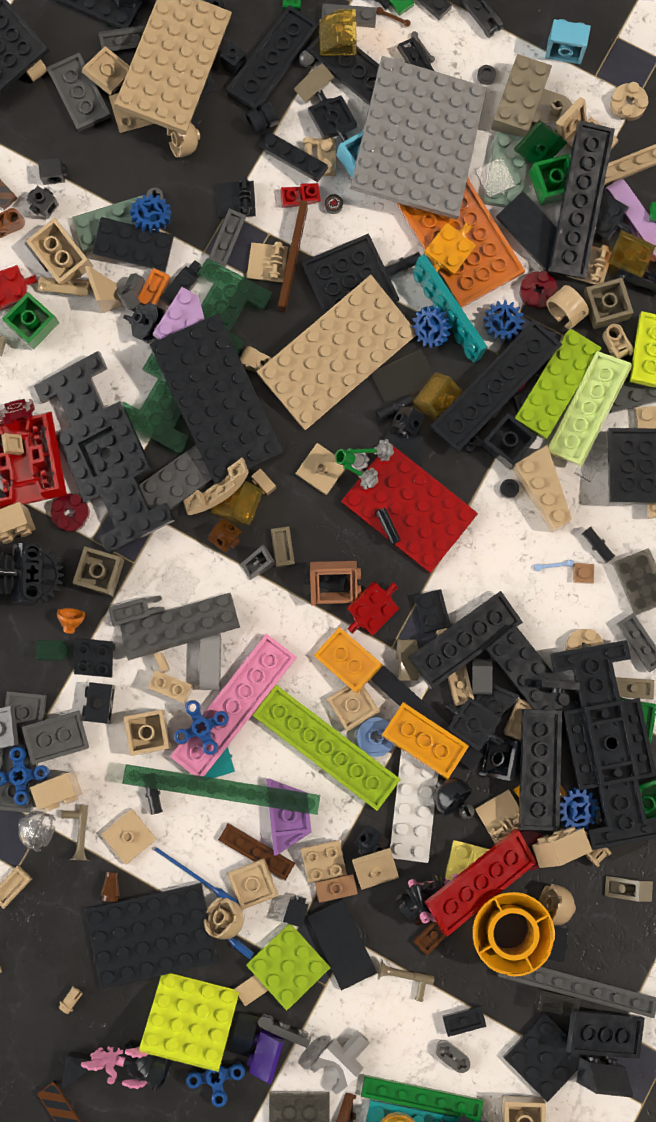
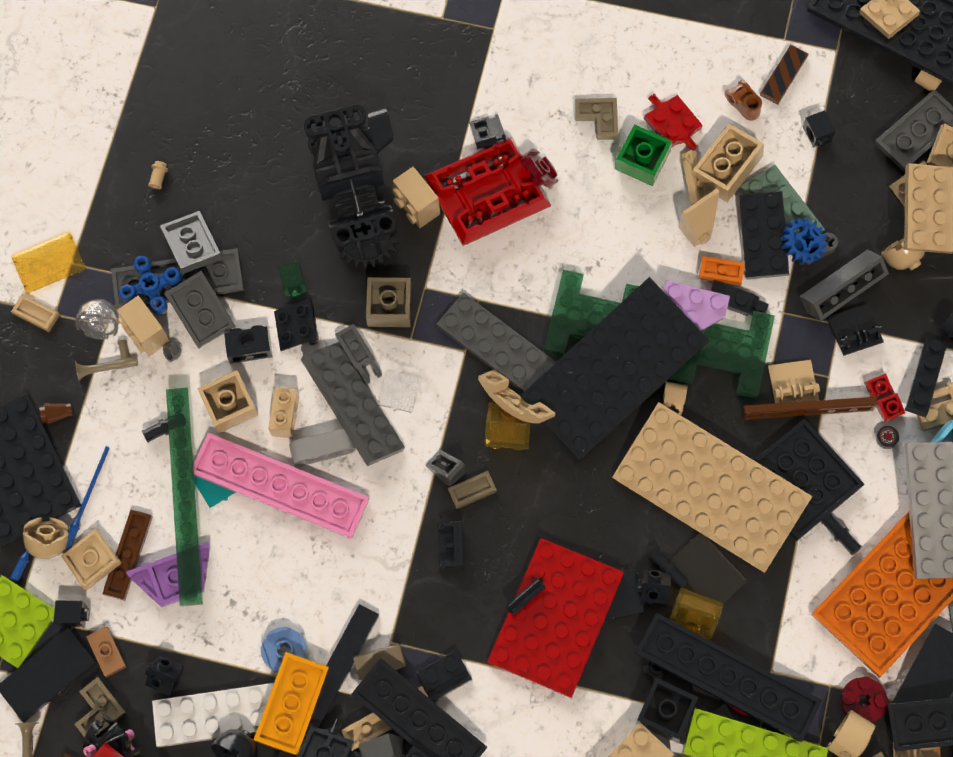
camera: 75 degrees right, 10 degrees down
(12, 444) = (501, 175): tan tile -> none
(42, 201) = (780, 128): black brick -> none
(70, 618) = (331, 289): orange piece -> none
(79, 517) = (446, 268): dark red plate -> none
(85, 772) = (172, 351): none -> dark grey hinge
(97, 430) = (544, 257): black piece -> none
(128, 836) = (113, 416): tan plate -> none
(129, 292) = (706, 245): dark grey piece -> none
(144, 321) = (681, 269): black hinge -> none
(162, 663) = (308, 396): tan tile -> none
(197, 194) = (844, 285): none -> dark grey brick
(197, 719) = (252, 460): blue gear -> none
(225, 535) = (465, 422): reddish brown brick -> none
(227, 237) = (806, 331): dark grey plate -> none
(263, 481) = (539, 448): tan piece -> none
(320, 469) = (572, 508): tan plate -> none
(323, 861) = (132, 629): tan hinge -> none
(326, 747) = (258, 599): lime plate -> none
(334, 567) = (459, 548): nougat window -> none
(348, 660) = (361, 594): light orange plate -> none
(352, 708) = (313, 614): tan plate -> none
(359, 459) = (593, 546): light grey plant -> none
(372, 608) = (427, 606): red plate -> none
(375, 868) = (135, 686): tan plate -> none
(384, 900) = (102, 705): none -> dark tan plate
(431, 326) = (775, 584): blue gear -> none
(441, 297) = (806, 592): teal plate -> none
(450, 248) = (875, 580): light orange plate -> none
(509, 488) = (612, 728): black tile -> none
(510, 320) = (809, 657): blue gear -> none

